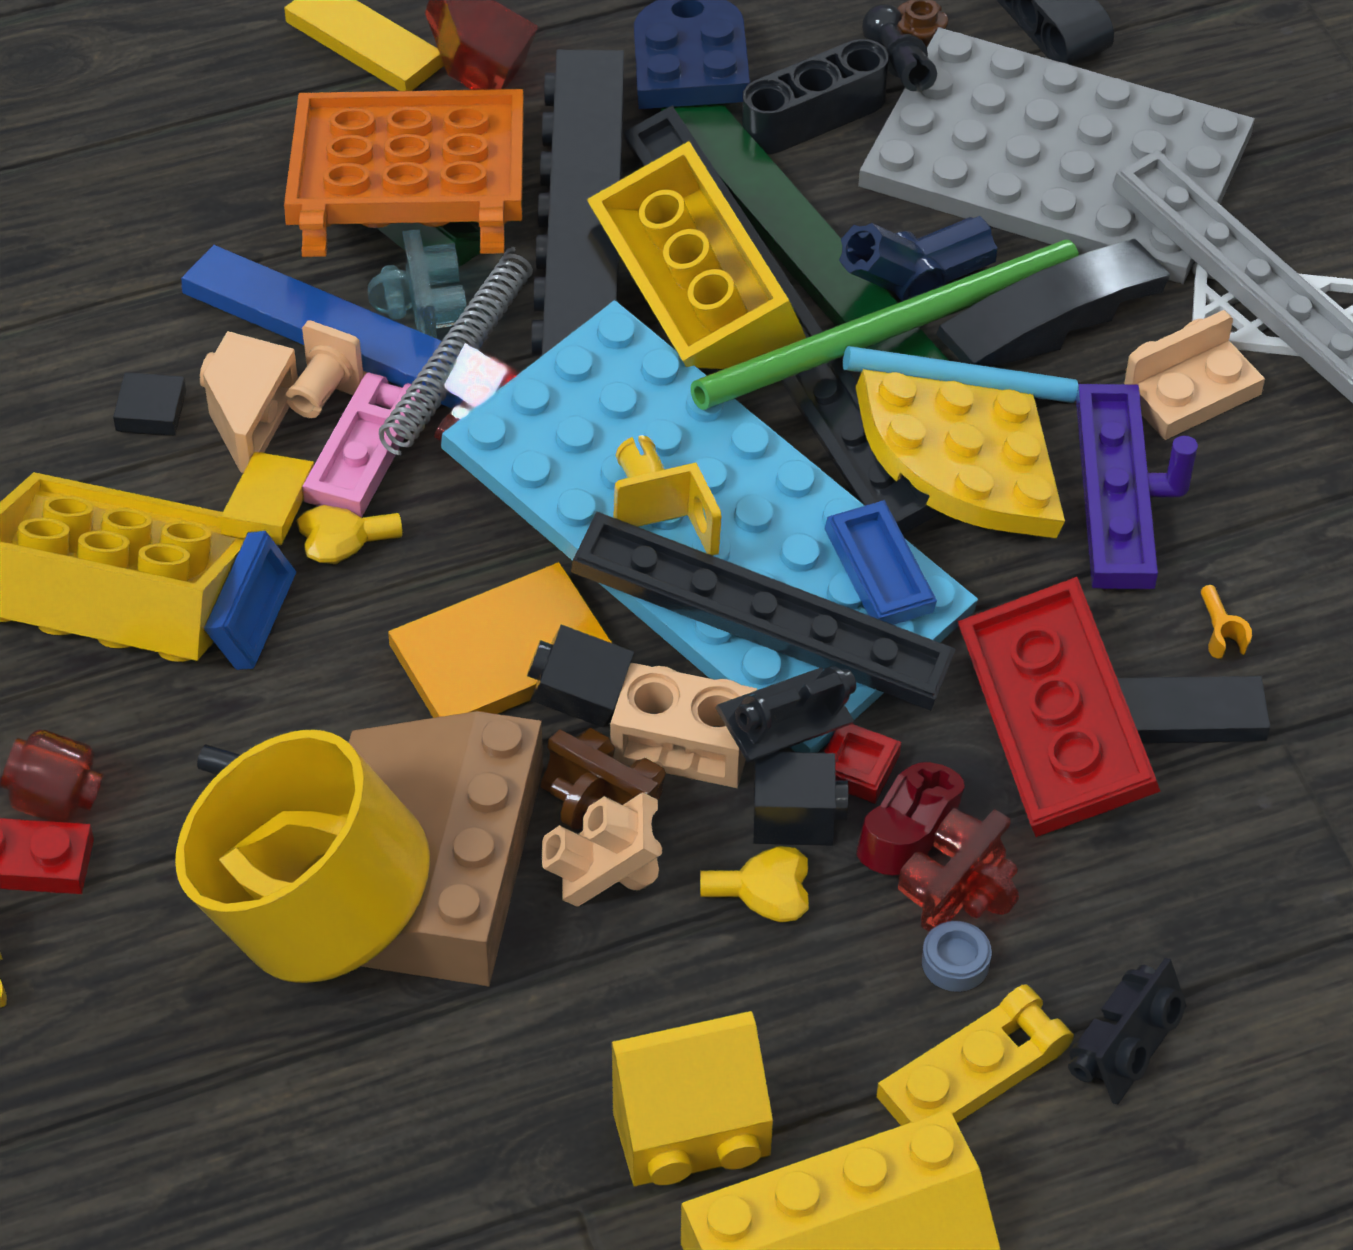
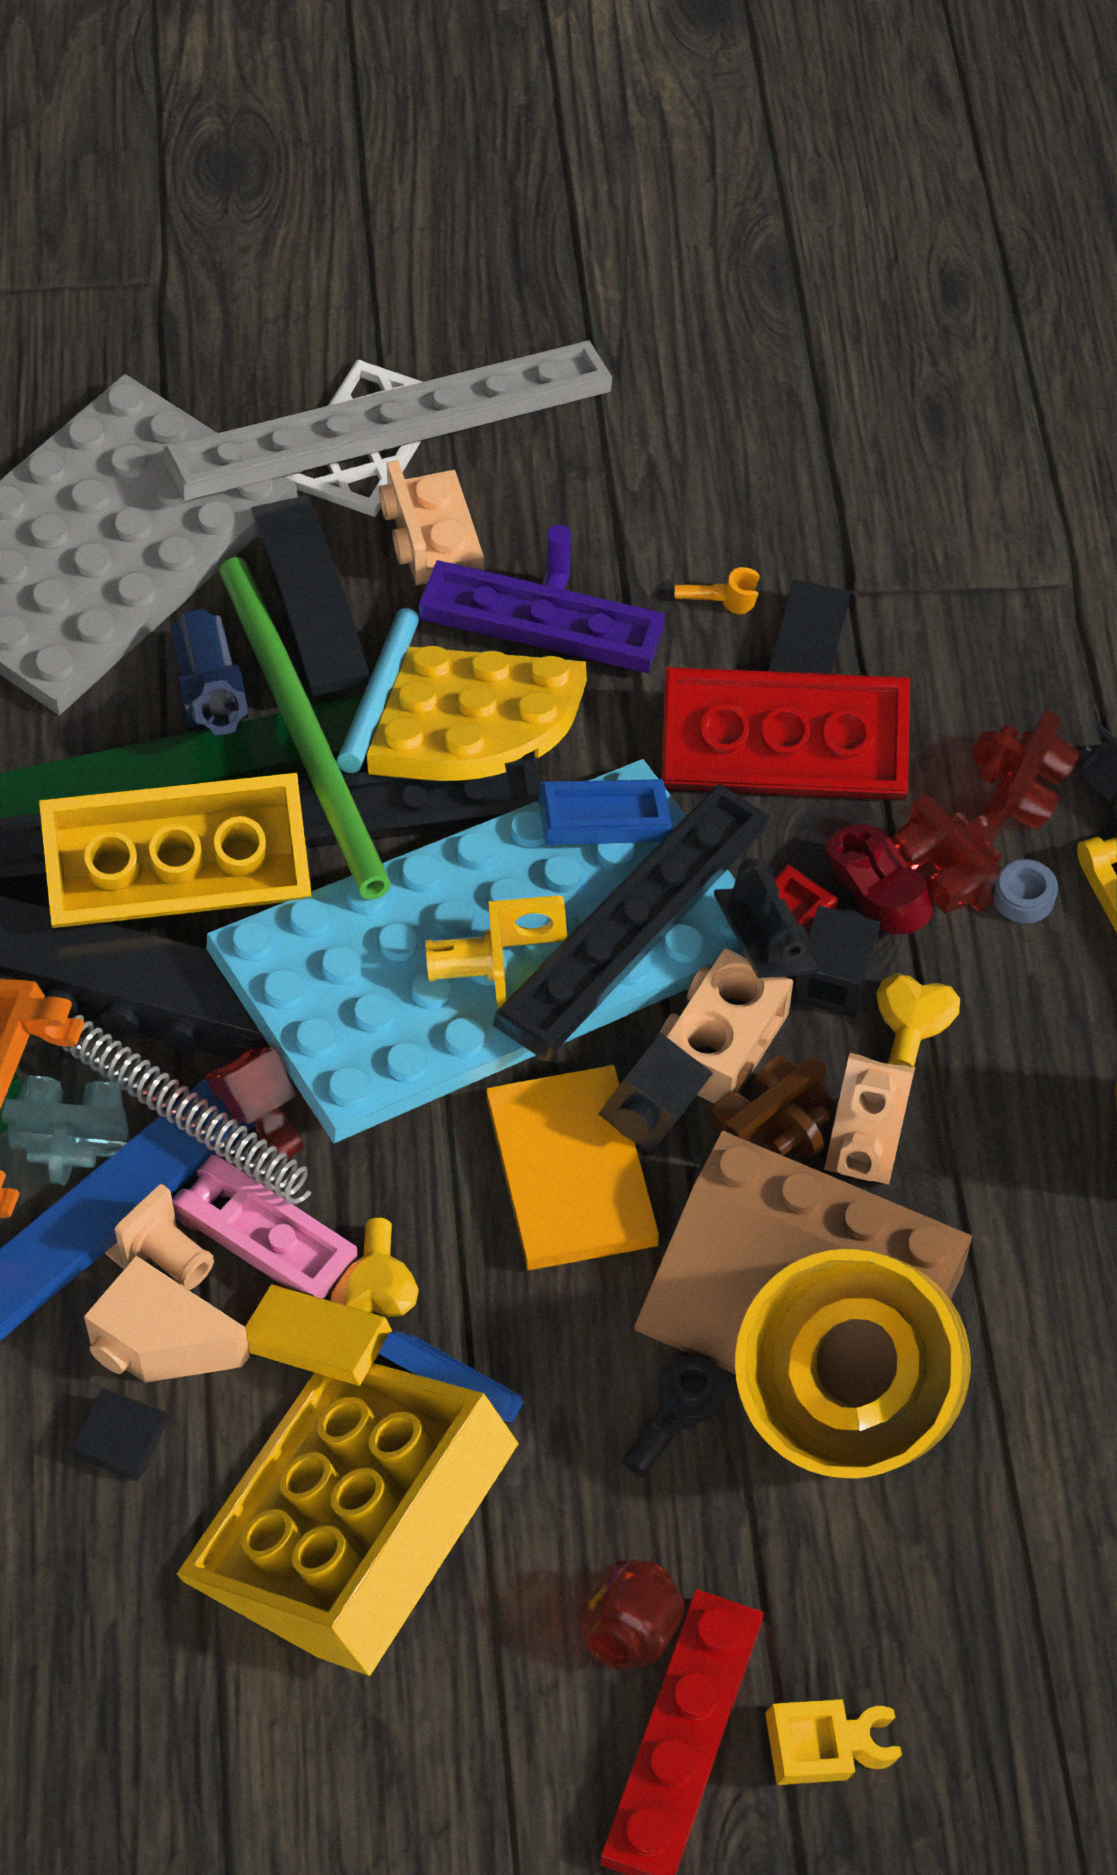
camera: 75 degrees left, 5 degrees up
(1069, 914) = (1018, 765): none -> clear red hips

